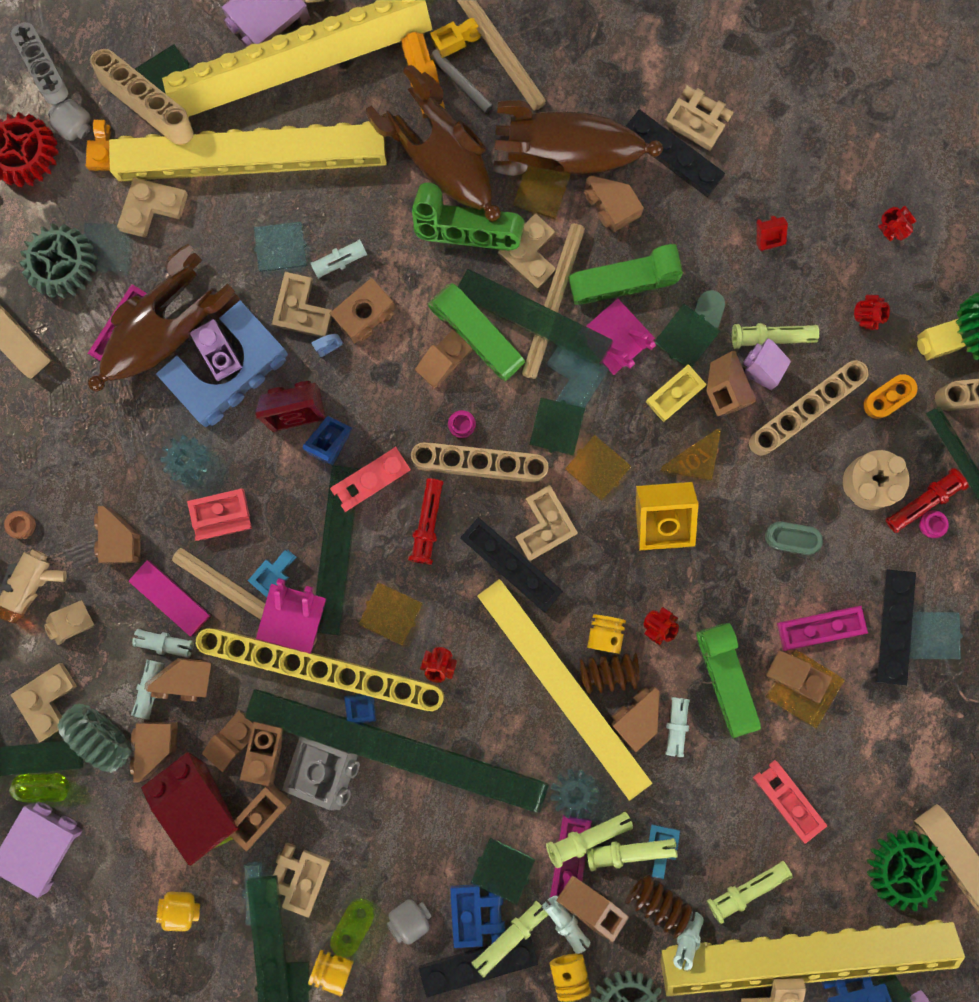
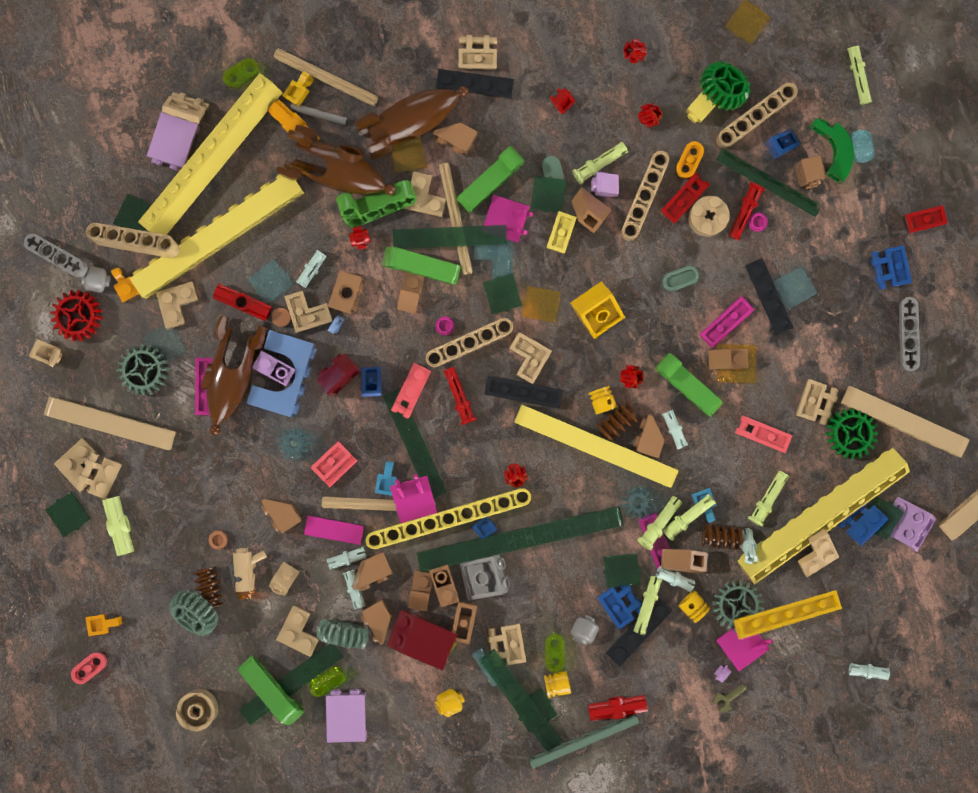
camera: 30 degrees left, 5 degrees up
(220, 238) = (231, 297): none -> red piece
(265, 296) = (281, 317): none -> nougat tile
(390, 613) = (469, 462): clear yellow piece -> none
(420, 254) = (359, 237): none -> red gear
(697, 460) = (597, 264): clear yellow tile -> none
(856, 440) = (684, 198): none -> red plate
(877, 794) = (812, 399): none -> tan plate

